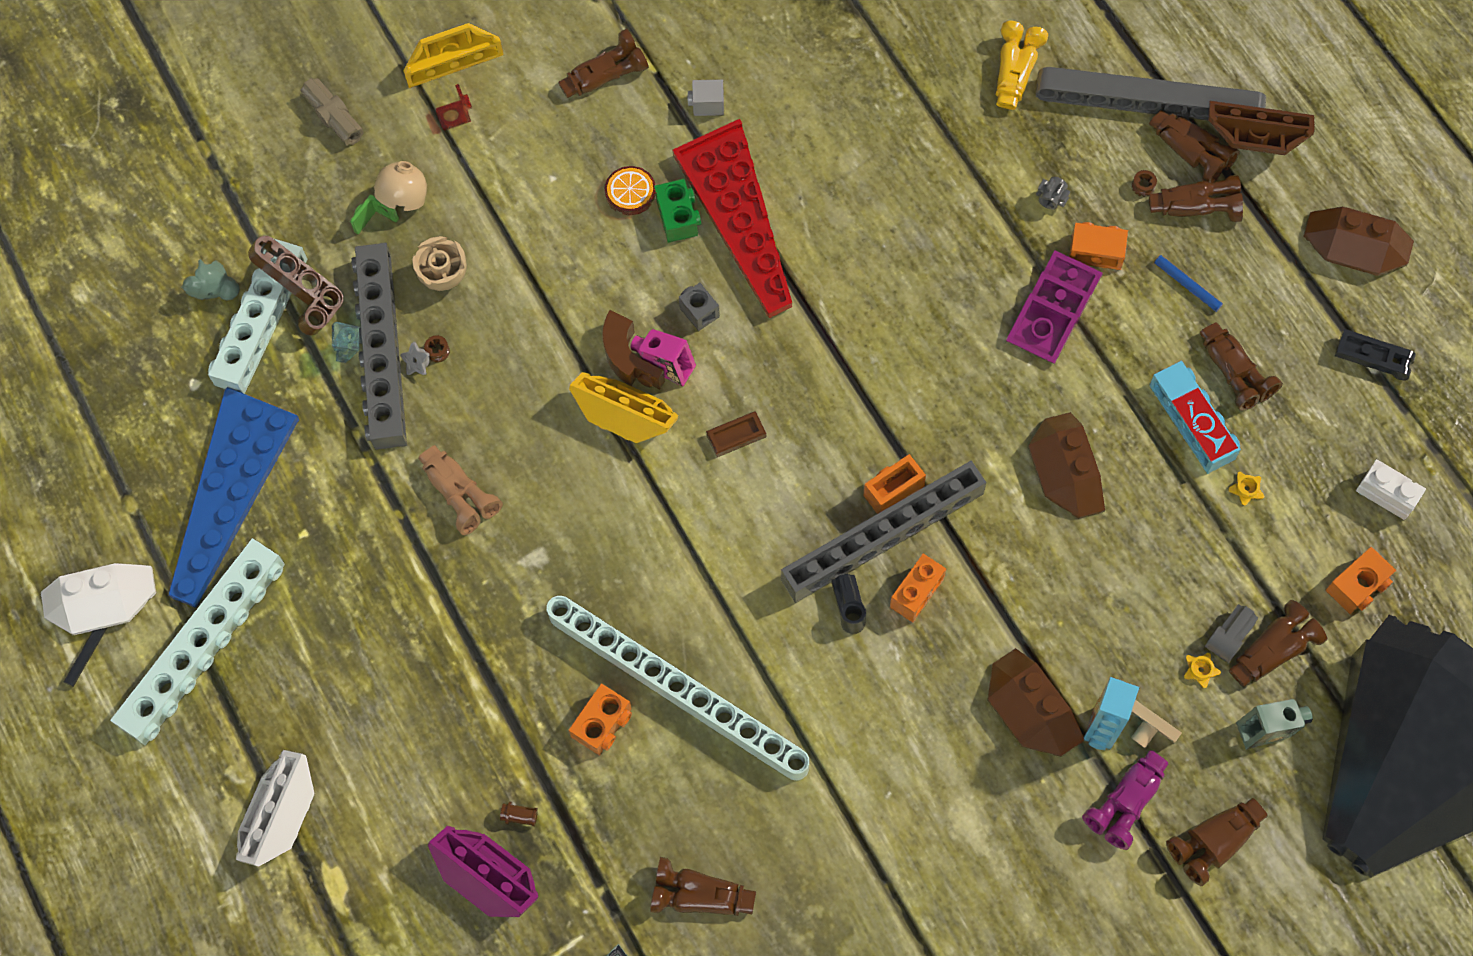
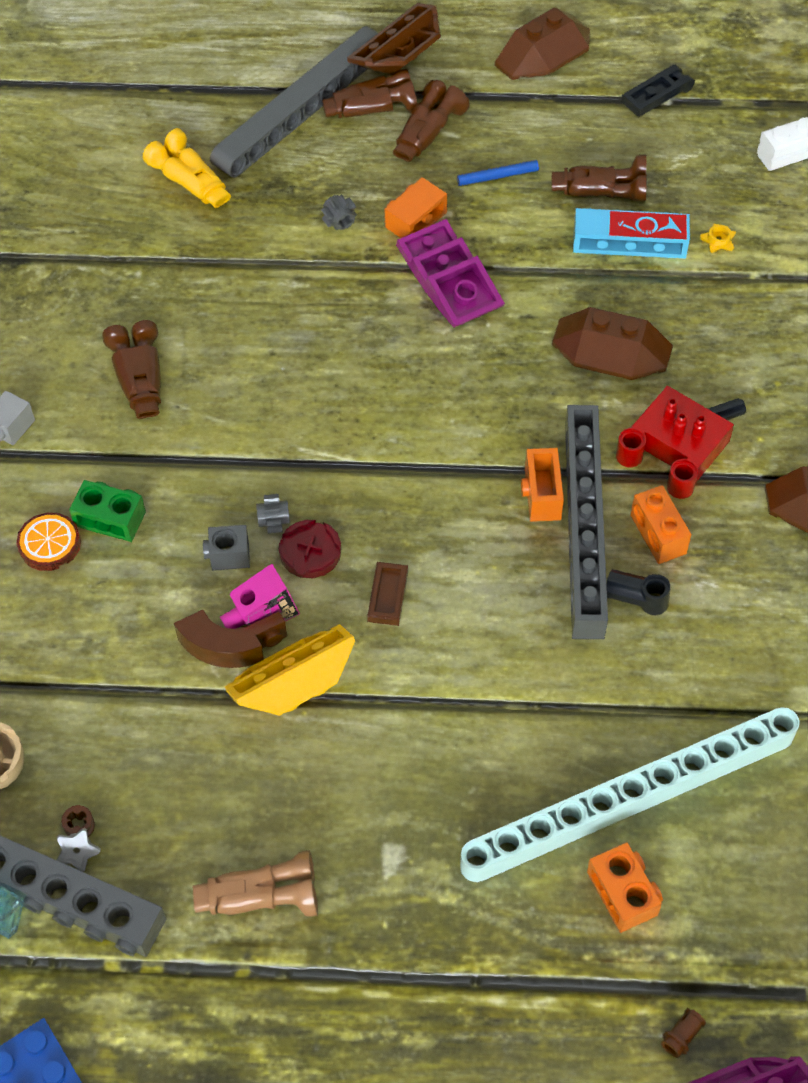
camera: 60 degrees left, 10 degrees down
(729, 191) = (149, 459): red wing -> none
(738, 360) = (310, 549): none -> dark red tile
(745, 317) = (273, 513): none -> dark grey gear
(809, 149) = (136, 366): none -> reddish brown piece
(1015, 561) = (681, 436): none -> red piece
(1147, 175) = (379, 156): reddish brown bush -> none

